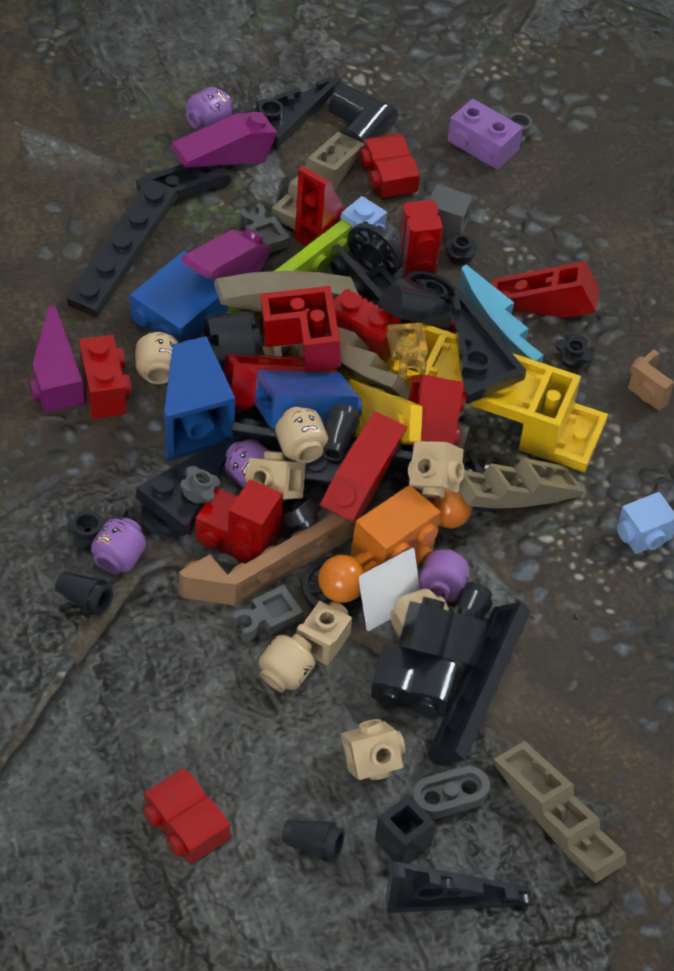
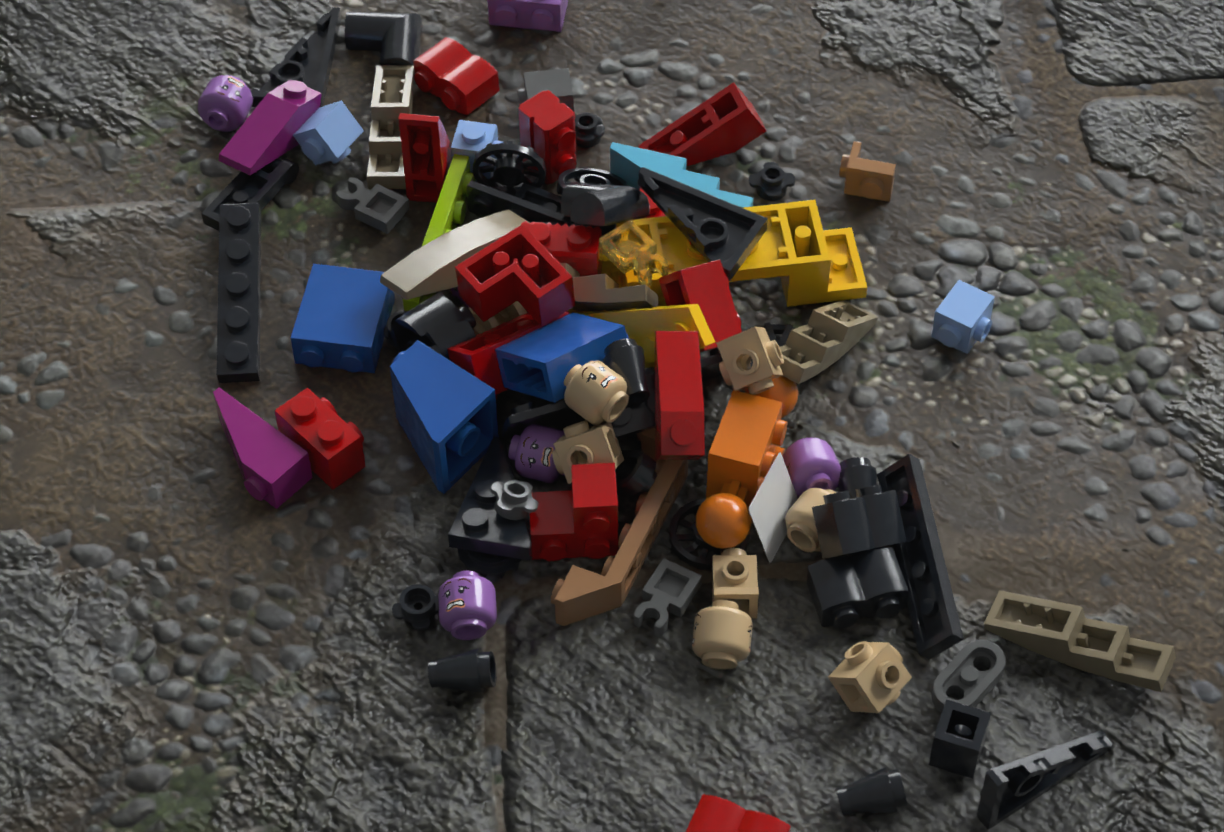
camera: 25 degrees left, 0 degrees up
(154, 357) = (363, 390): tan head -> none
(229, 255) = (370, 245): magenta slope -> none
(265, 165) = (328, 133): none -> light blue brick

